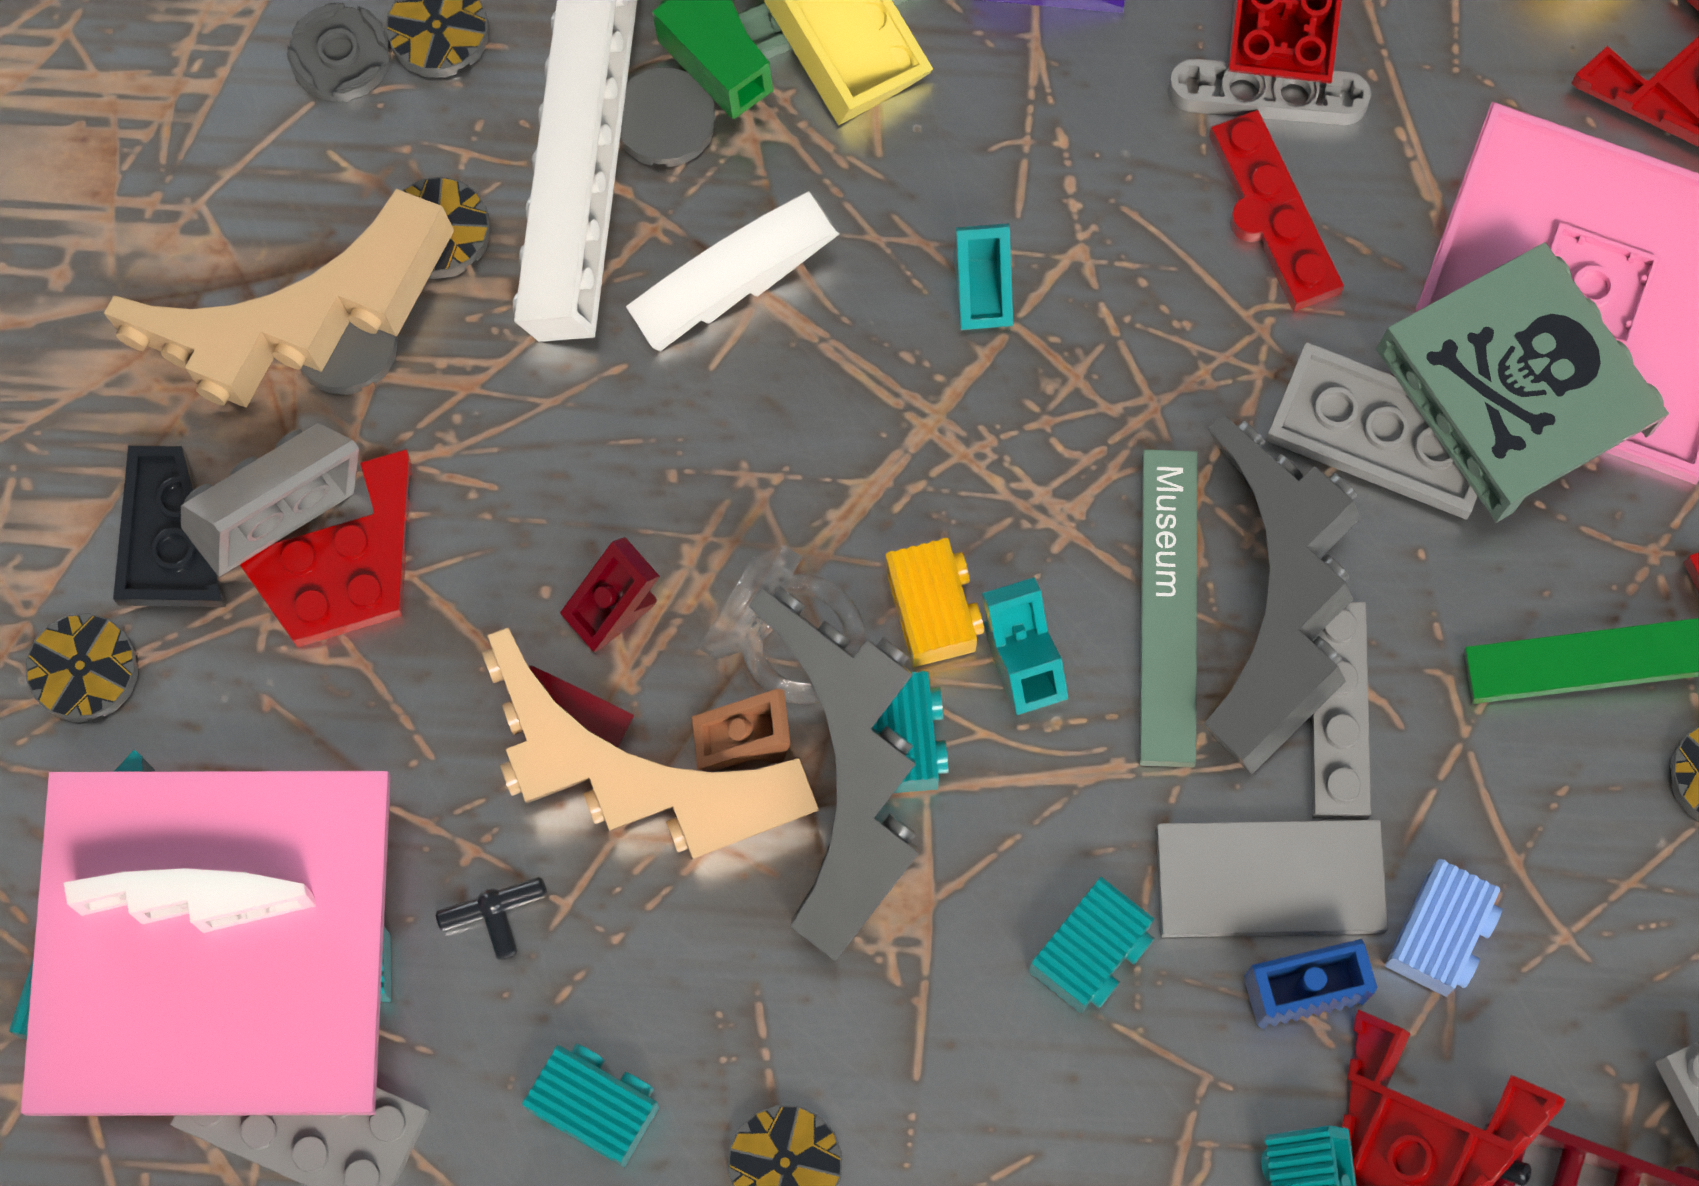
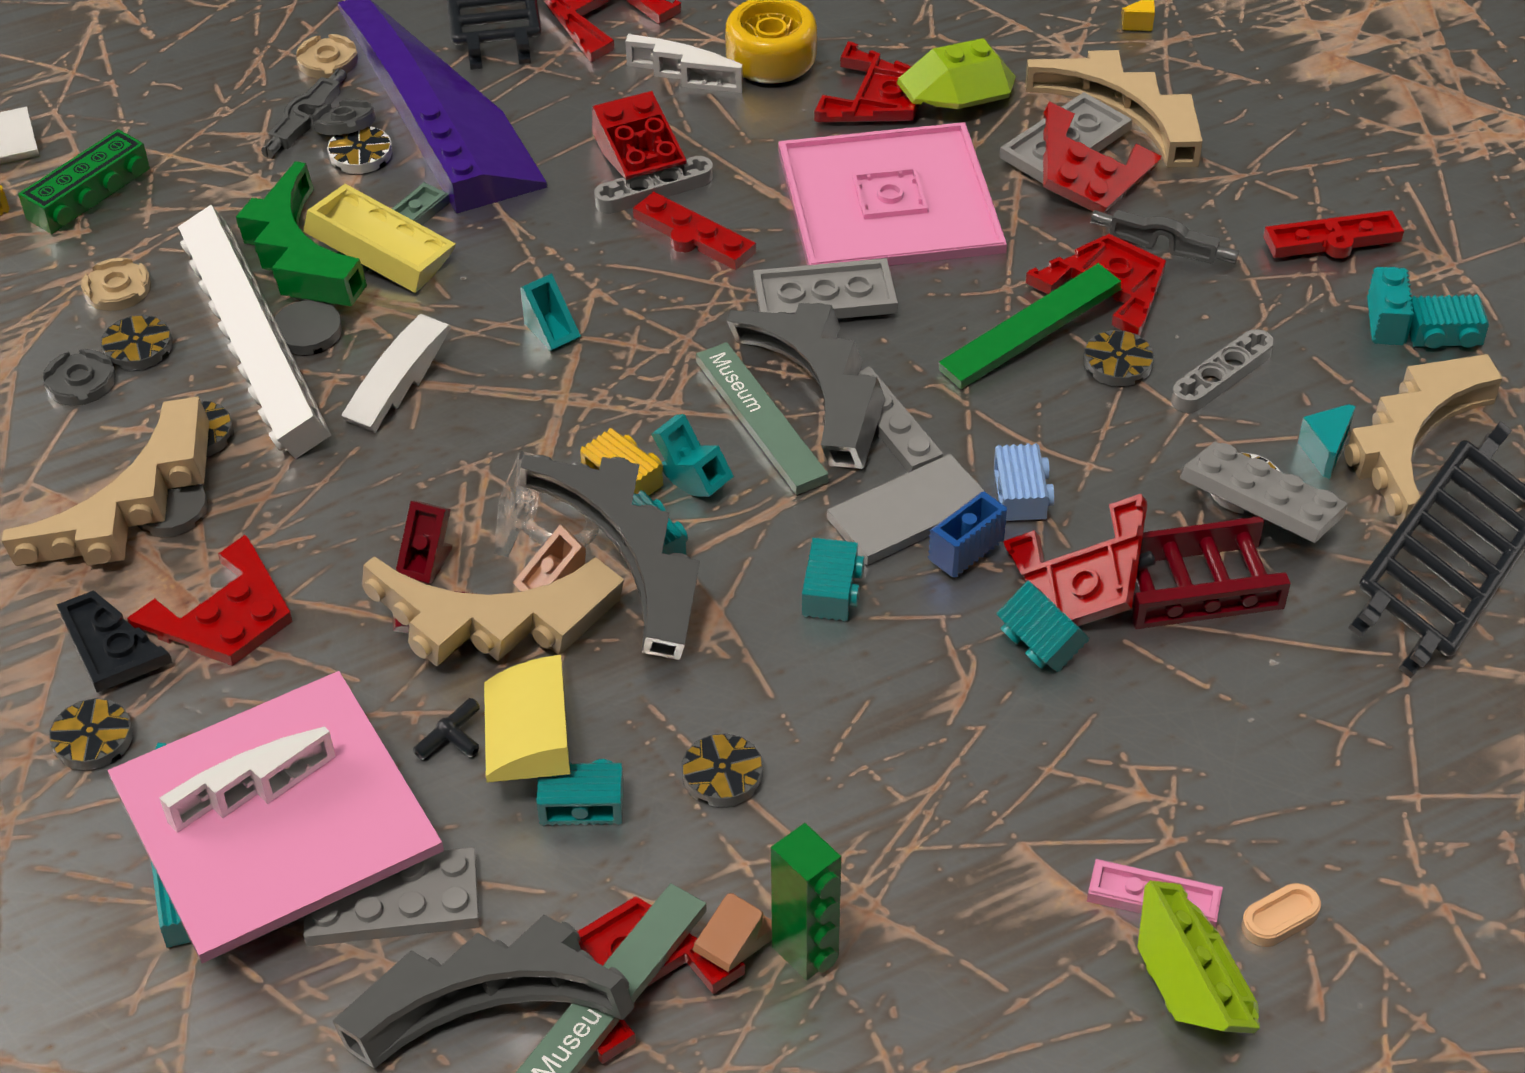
camera: 30 degrees left, 25 degrees down
(270, 496) = (173, 581): light grey slope -> none
(579, 967) = (526, 722): none -> light yellow slope
(1520, 378) = (879, 232): sand green panel -> none

